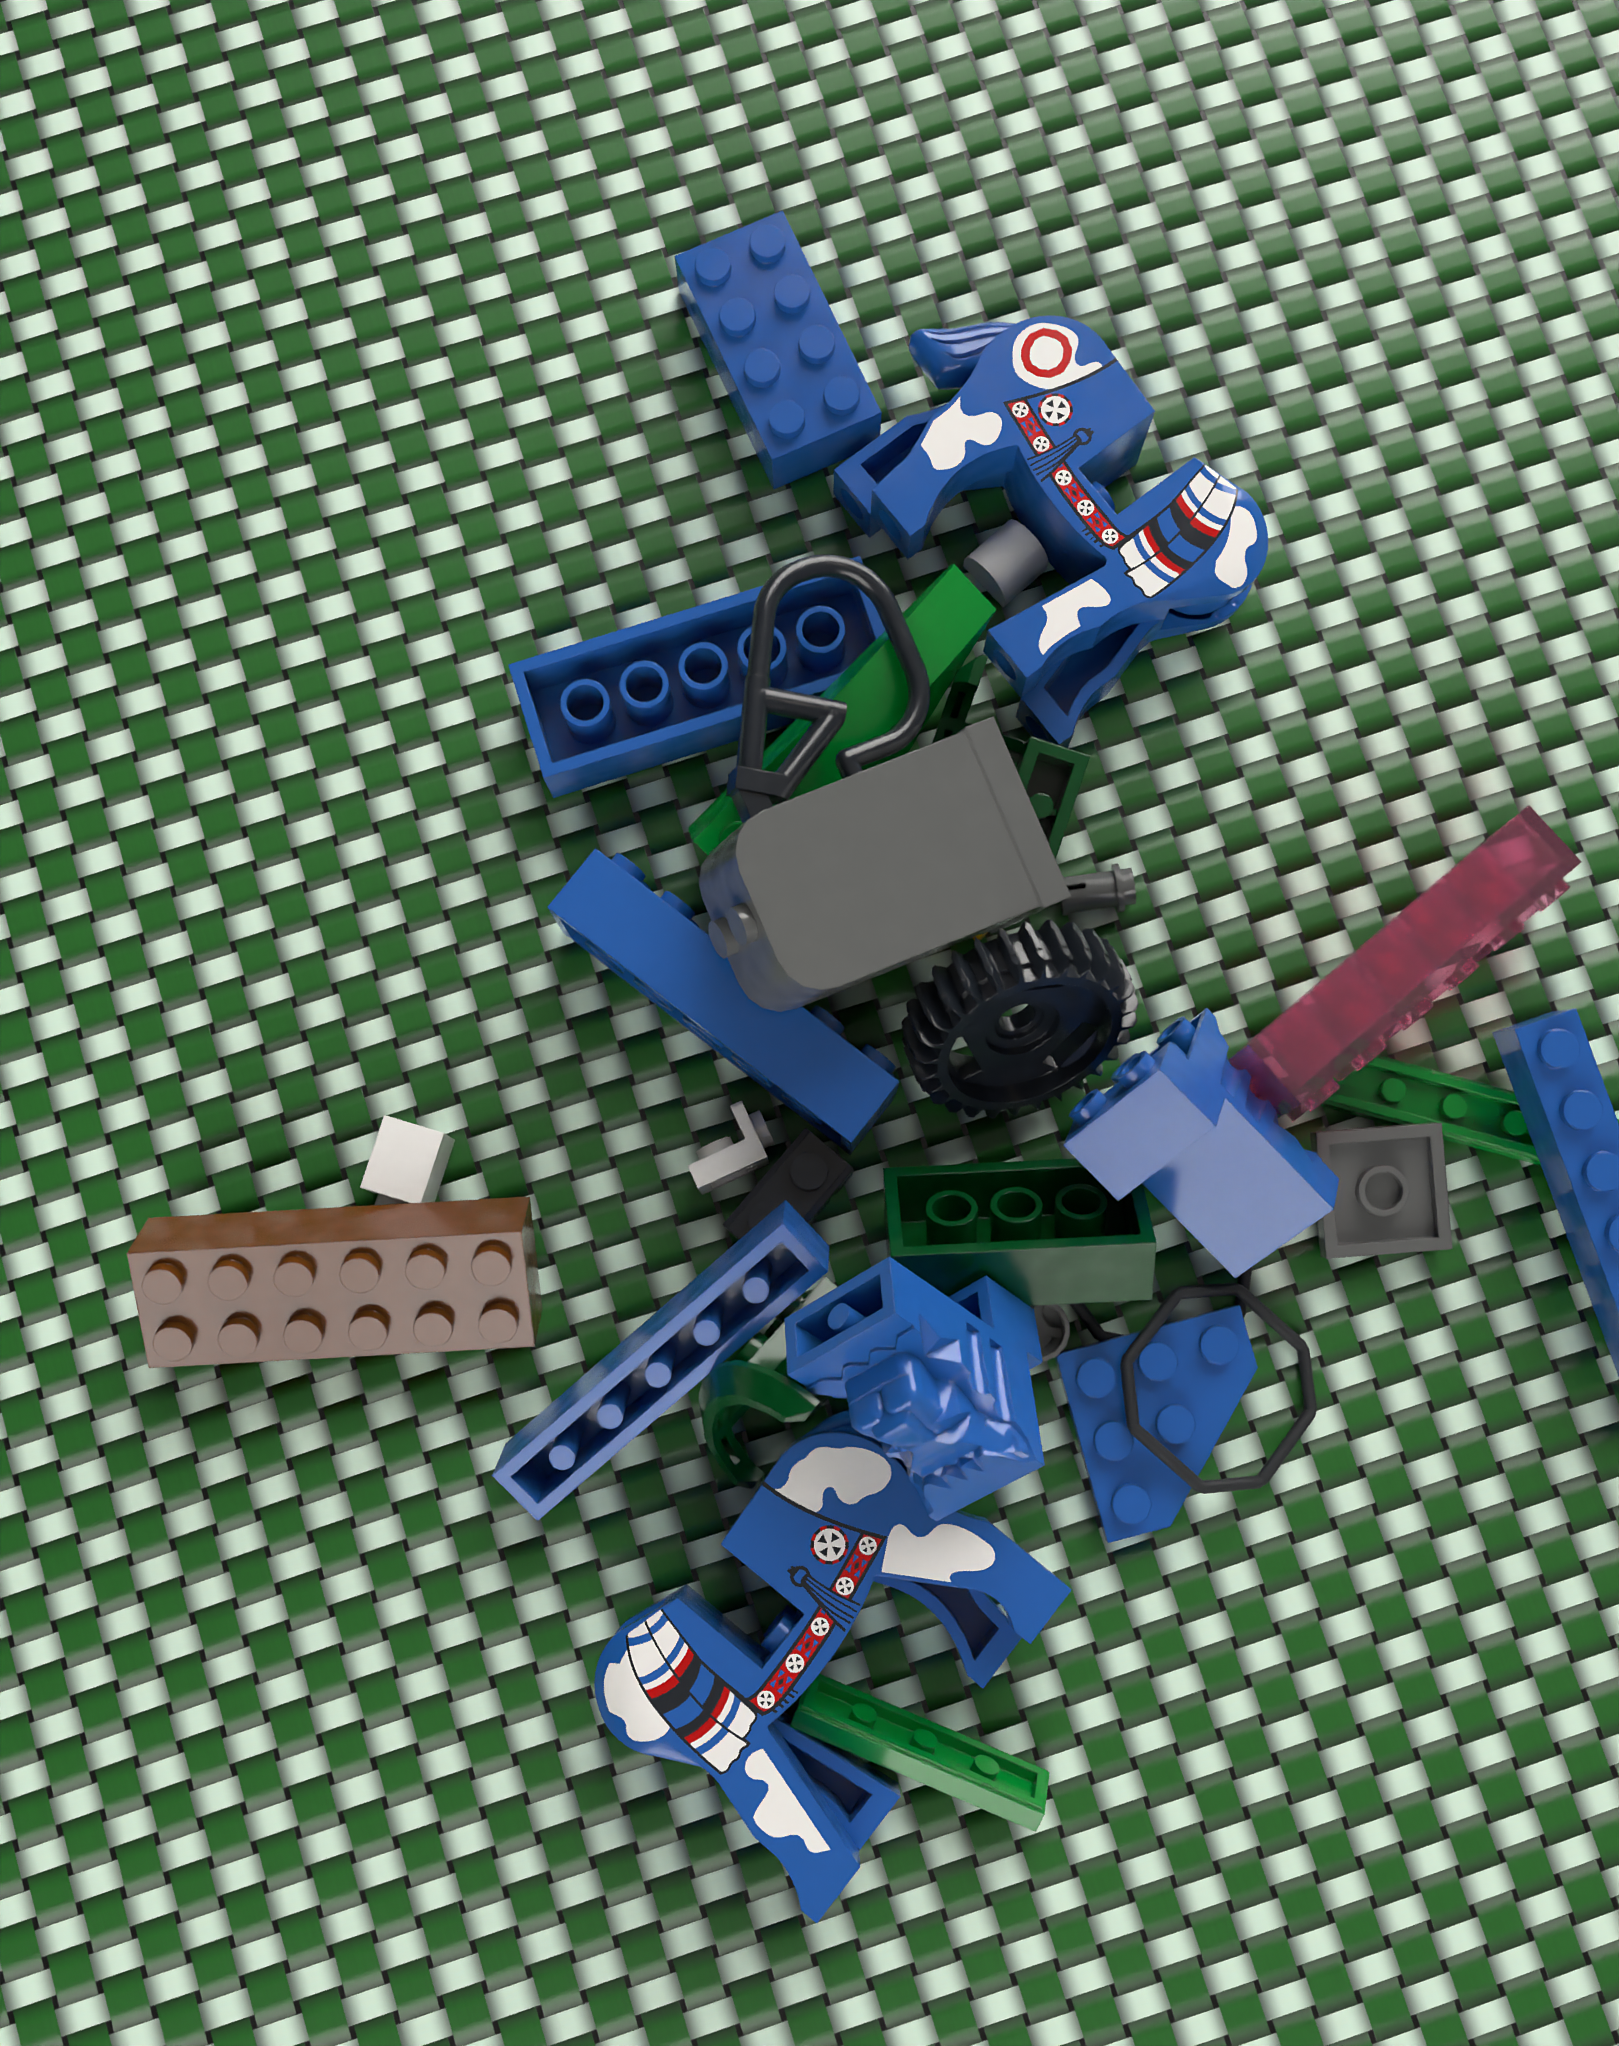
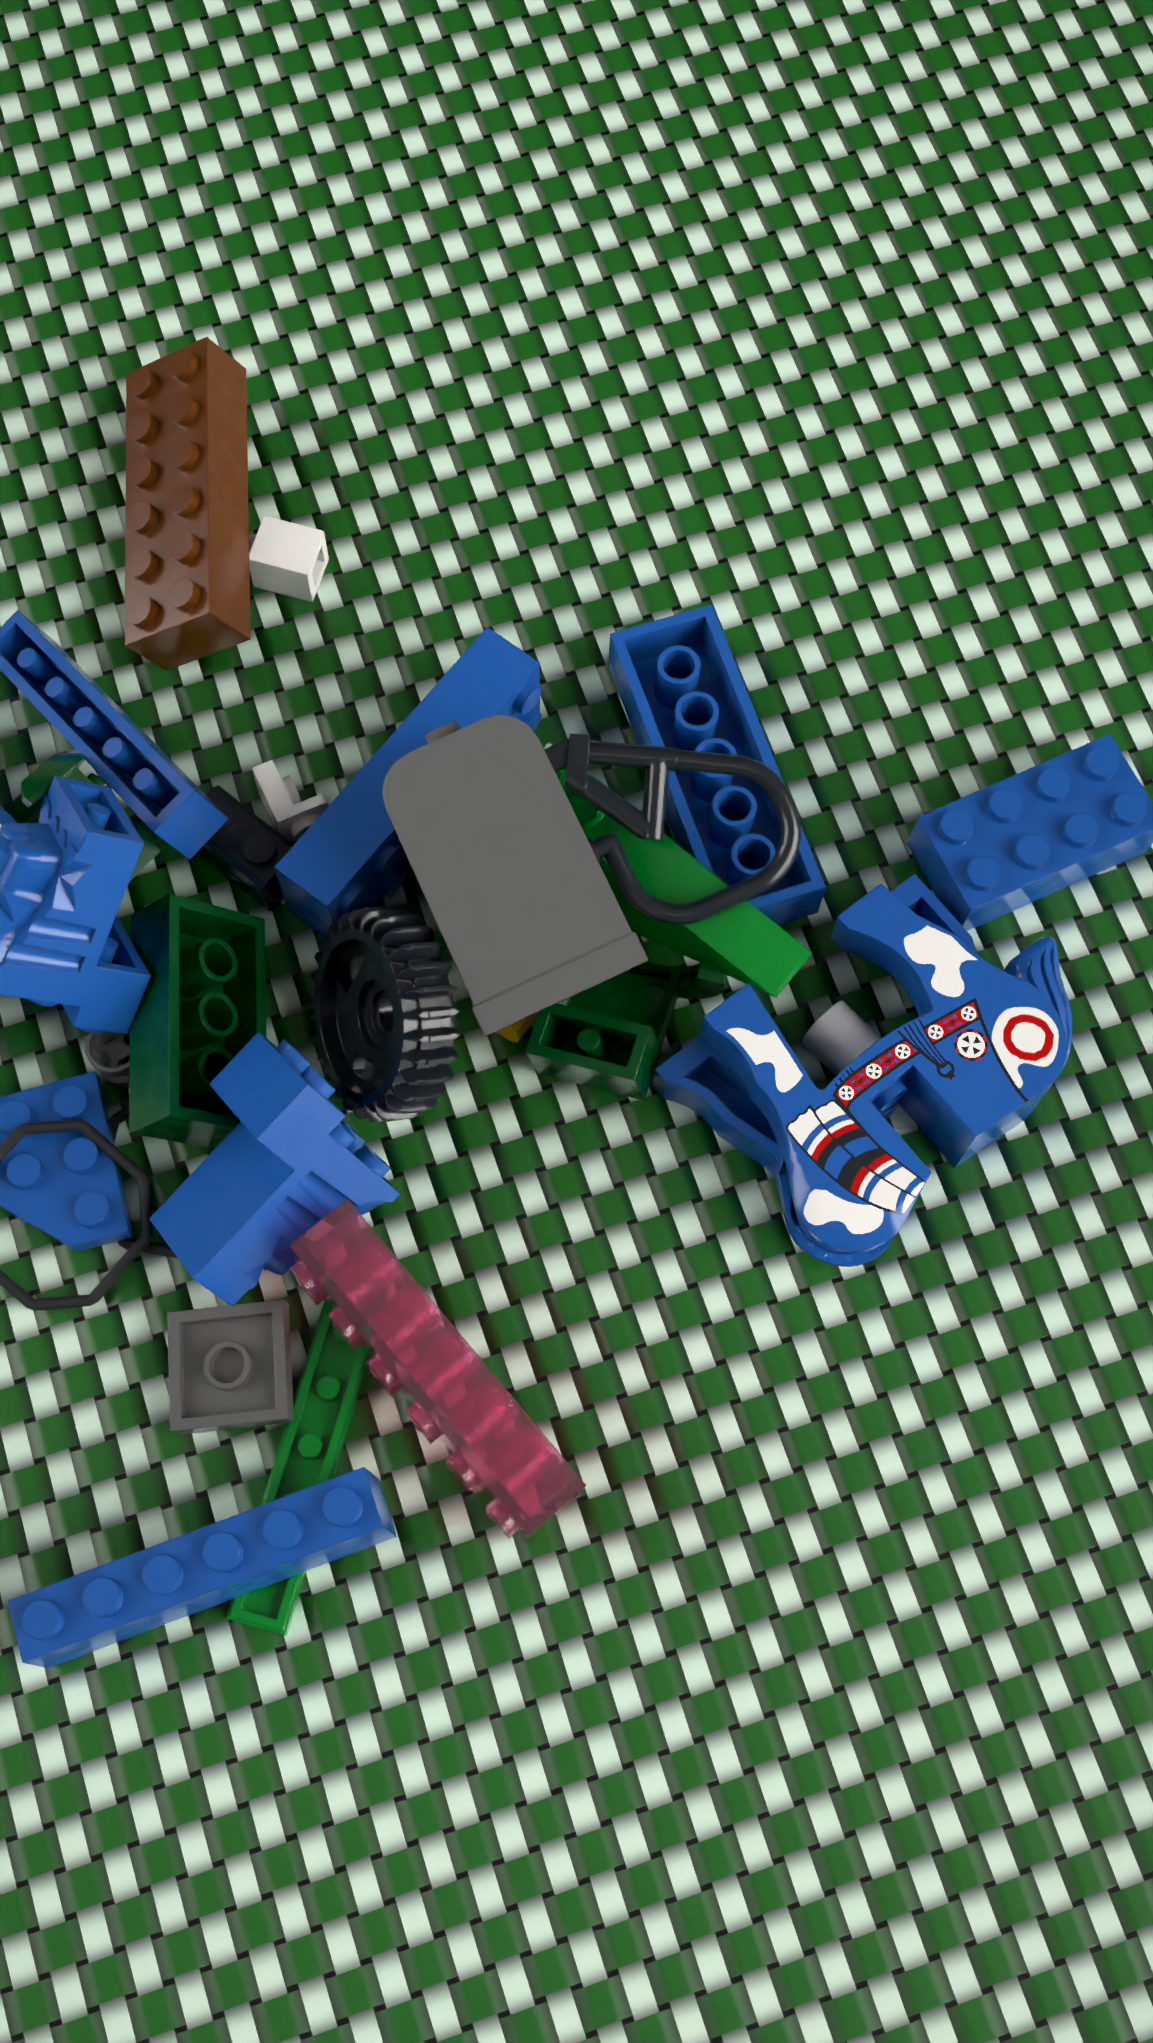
camera: 85 degrees right, 10 degrees down
(1100, 891) = (525, 1129): dark grey pin -> none

